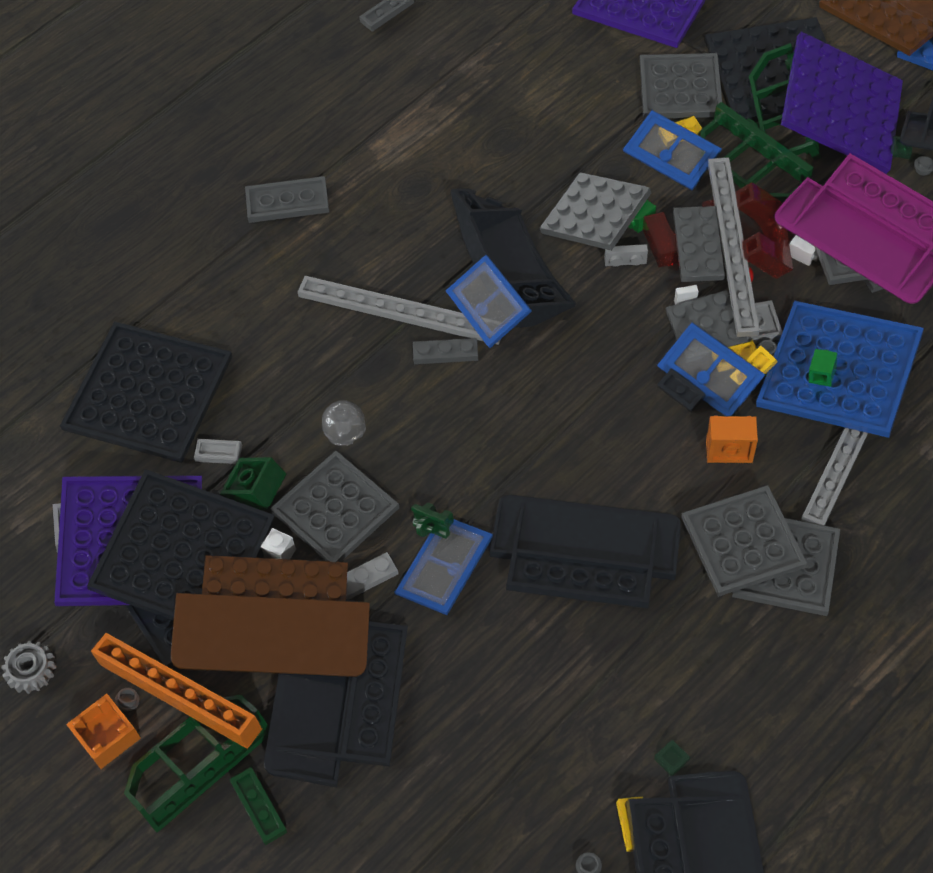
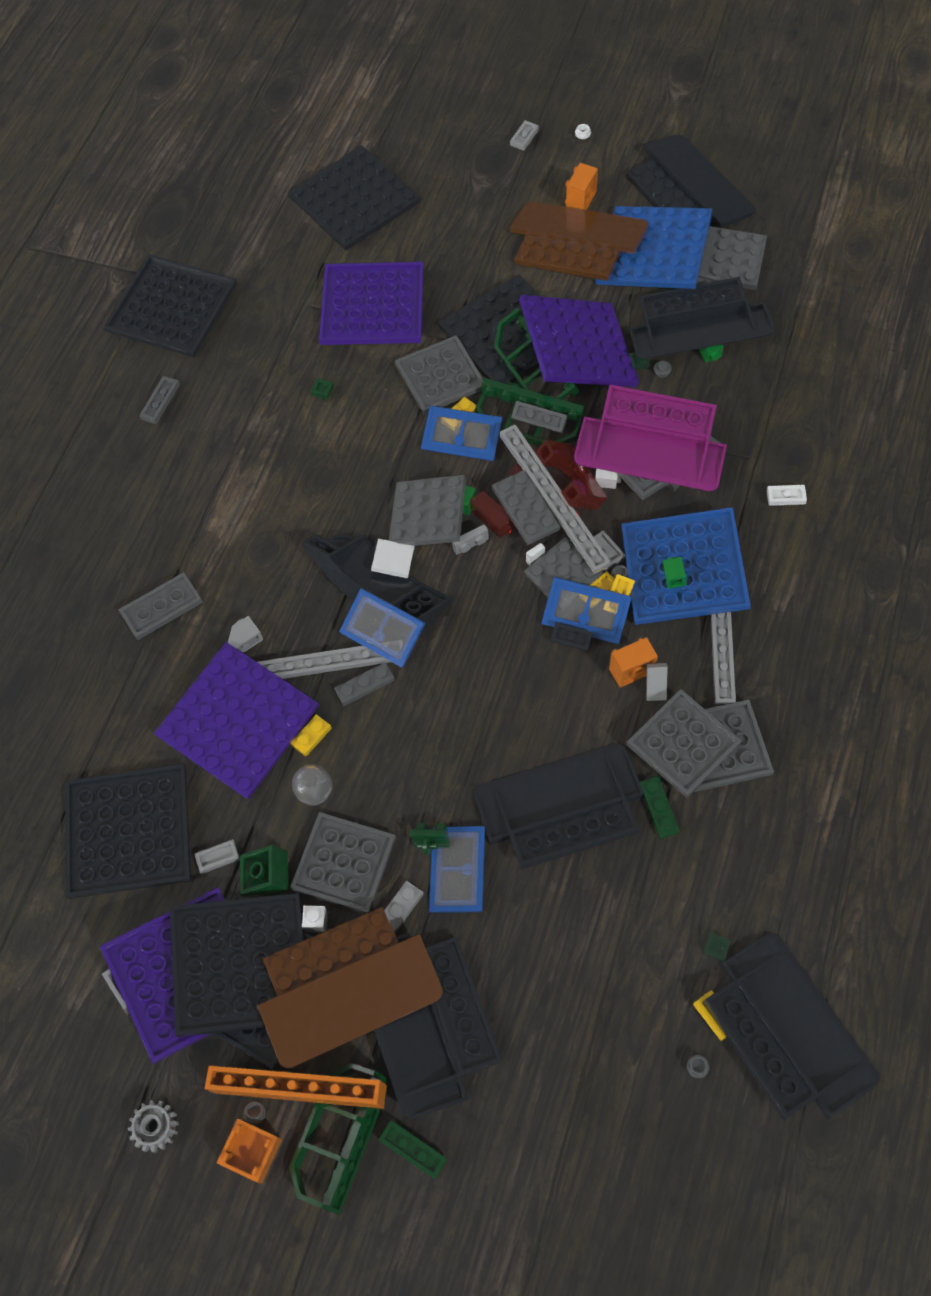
camera: 25 degrees left, 5 degrees up
(303, 332) = (236, 720): none -> dark purple plate
(348, 259) = (244, 634): none -> light grey slope
(367, 377) = (310, 735): none -> yellow plate
(536, 242) = (392, 558): none -> white tile
(552, 56) = (322, 388): none -> dark green plate
(685, 596) = (659, 808): none -> dark green plate
(746, 468) = (656, 682): none -> light grey tile
(761, 162) = (539, 417): none -> dark grey plate

